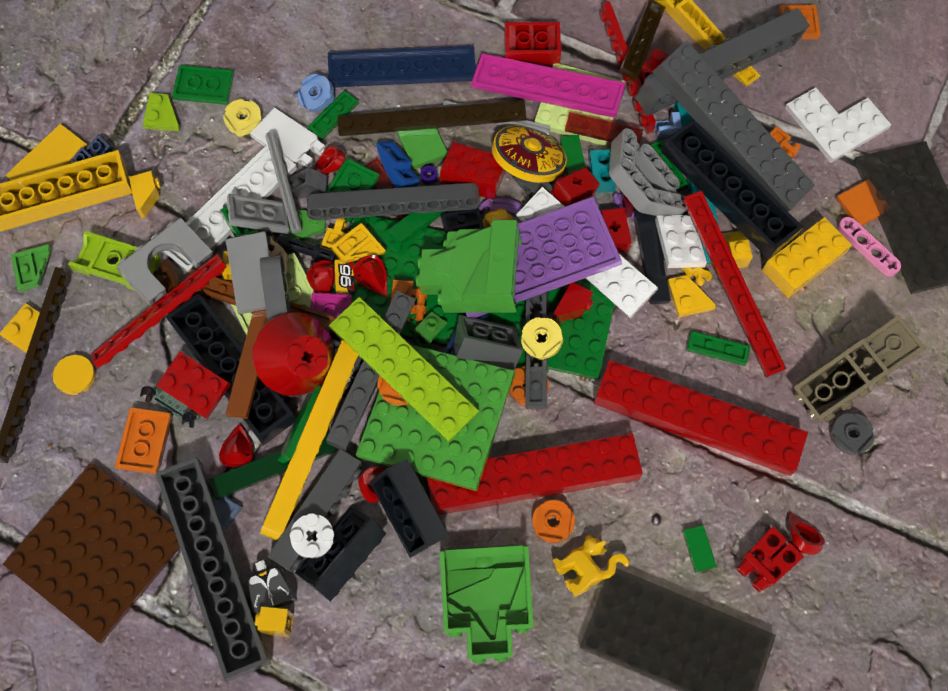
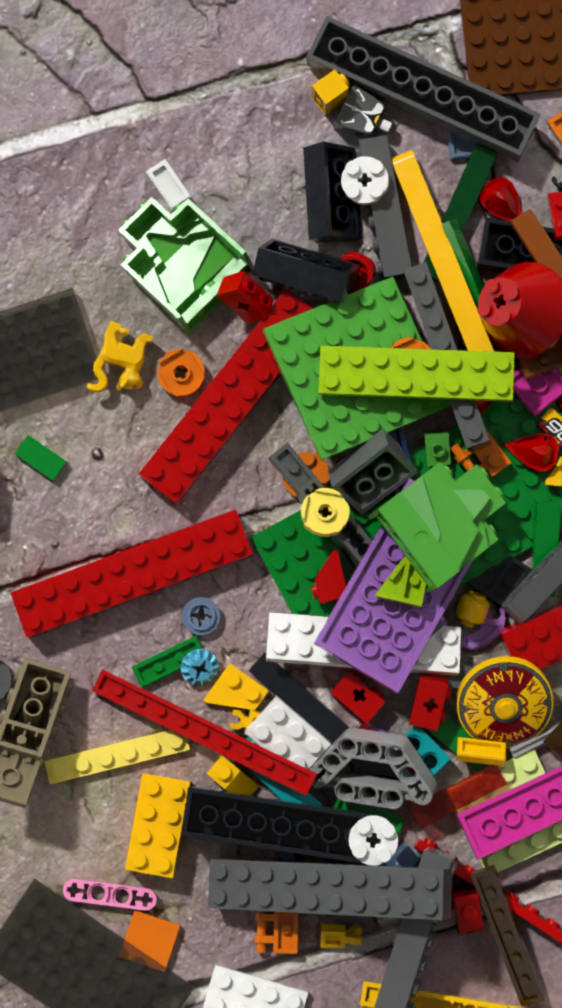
camera: 140 degrees right, 15 degrees up
(446, 664) = (168, 184): none -> white tile
(467, 526) = (245, 297): none -> red brick
(534, 251) = (403, 585): none -> lime wing
(568, 141) = (481, 751): none -> yellow tile
(673, 348) = (193, 607): none -> sand blue gear
(685, 120) = (381, 852): none -> white plate
(701, 326) = (196, 658): none -> medium azure gear
(802, 321) = (115, 756): none -> light yellow plate

